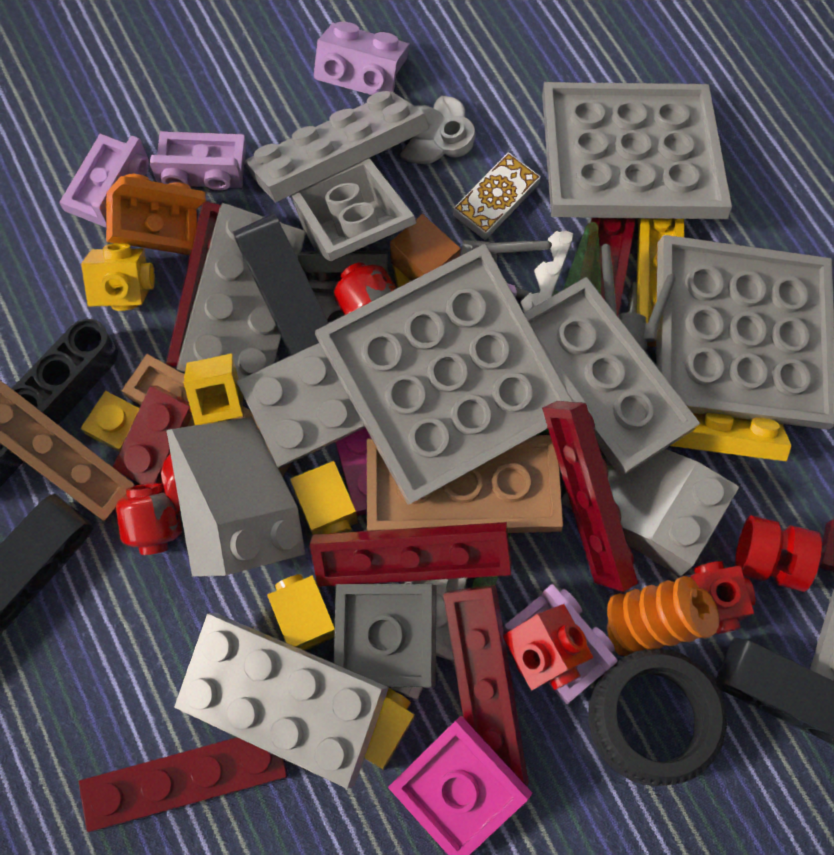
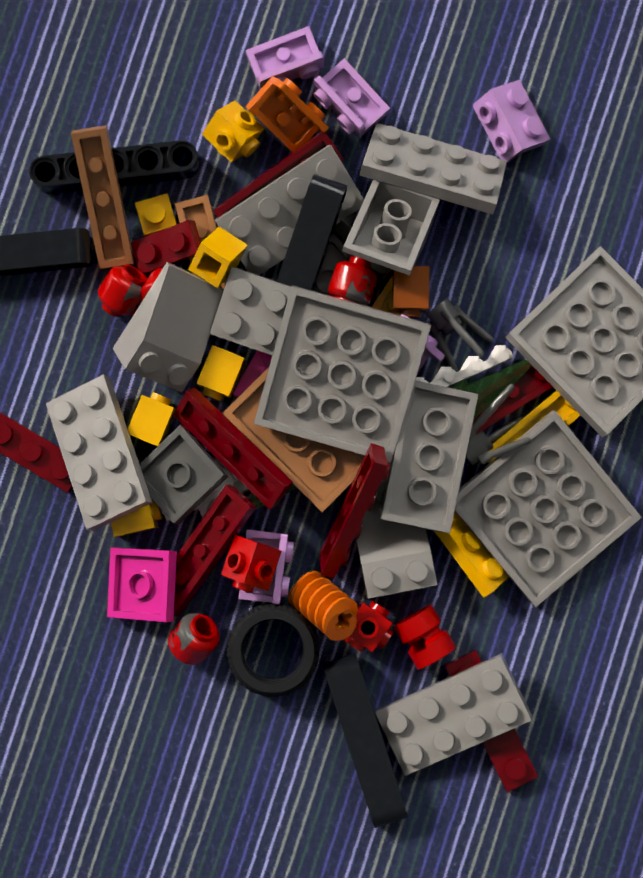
camera: 45 degrees right, 15 degrees up
(447, 133) = (509, 209): light grey plate -> none
(496, 196) = (498, 288): tile -> none
(569, 790) = (193, 638): none -> red head

